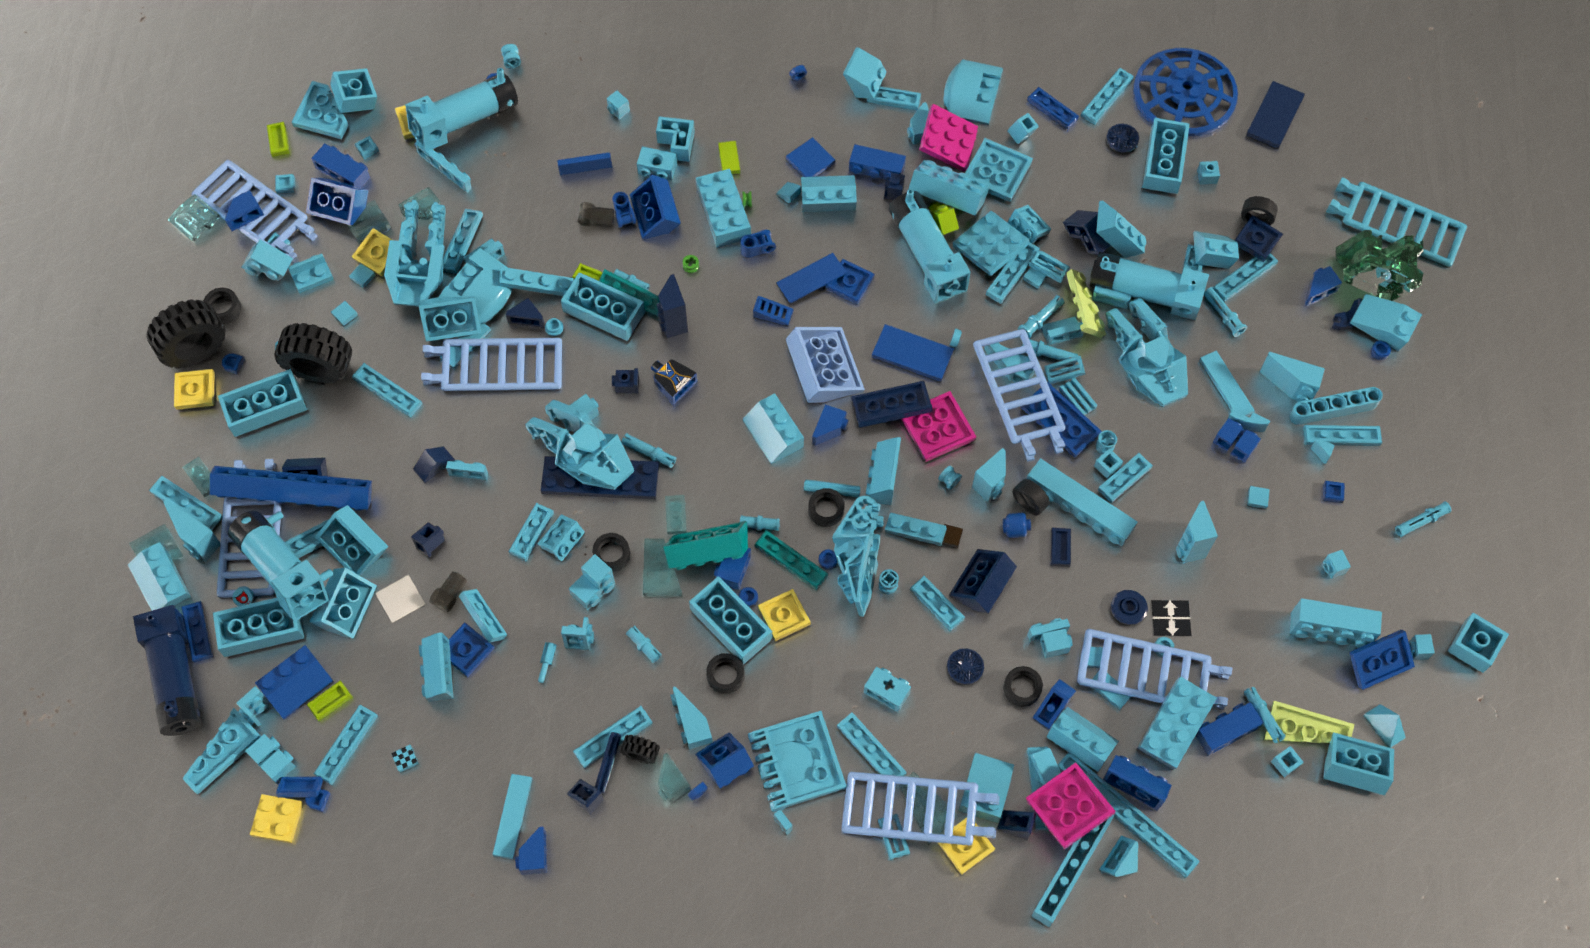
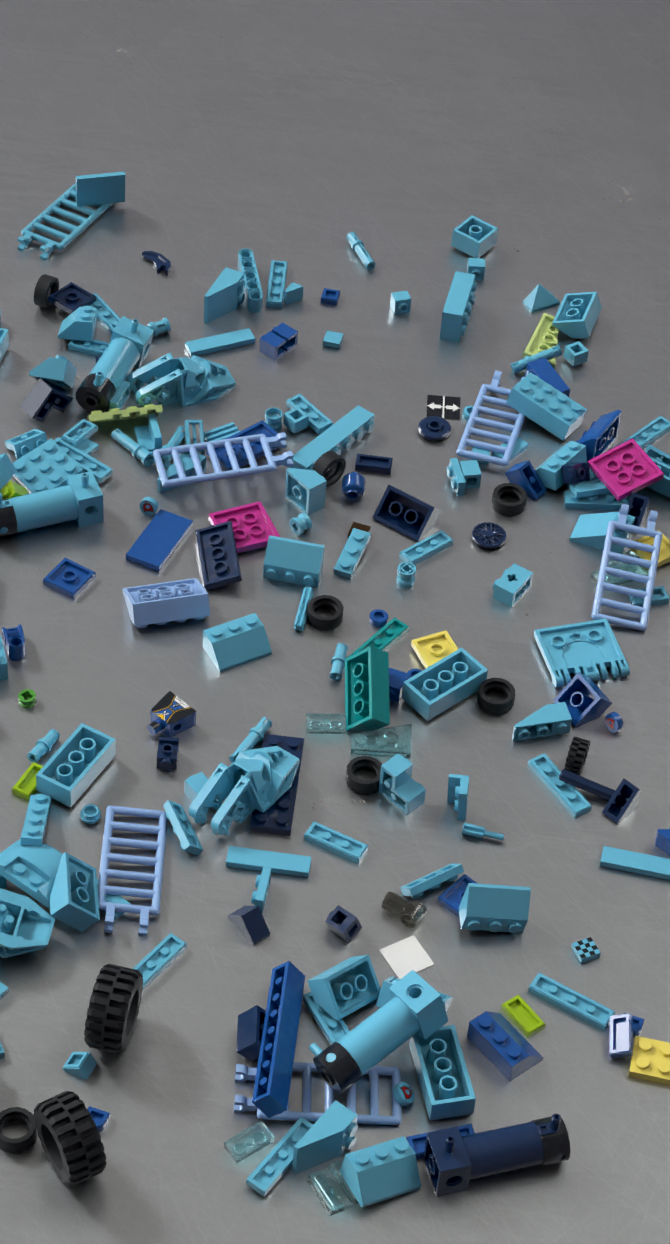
camera: 90 degrees left, 20 degrees down
(194, 389) = (129, 1154): light yellow plate -> none
(226, 747) = (581, 1107): medium azure wing -> none
(251, 704) = (536, 1071): medium azure bracket -> none
(262, 403) = (161, 1076): medium azure brick -> none
(270, 758) = (592, 1057): medium azure piece -> none
(344, 313) = (42, 1007): medium azure tile -> none
(505, 475) = (278, 862): none -> medium azure tile
(525, 314) = (72, 833): dark blue slope -> none
(537, 400) = (182, 827): none -> medium azure plate
(561, 537) = (345, 815): medium azure bracket -> none
(621, 284) = (58, 739): teal tile -> none
(643, 644) = (465, 755): medium azure pin -> none
(671, 781) = (606, 739): clear light blue slope -> none
(672, 309) = (93, 698): dark blue slope -> none
(764, 315) = (99, 641): blue slope -> none
(783, 822) = (641, 664): medium azure tile -> none
(811, 278) = (62, 605): blue piece -> none
(829, 425) = (235, 601): blue slope -> none
(858, 550) = (386, 580): medium azure connector -> none
(869, 746) = (567, 602): medium azure plate -> none
(1062, 751) = (575, 472): none -> dark blue brick
(1198, 536) = (375, 367): medium azure slope -> none
(1255, 423) = (260, 329): medium azure slope -> none
(1322, 285) = (127, 270): blue slope -> none
(1379, 271) = (121, 221): clear green piece -> none
(1380, 350) = (195, 250): blue tile -> none
(1382, 659) = (489, 289): blue plate -> none
(1386, 320) = (171, 237): medium azure slope -> none
(1440, 240) = (100, 188): none -> medium azure tile

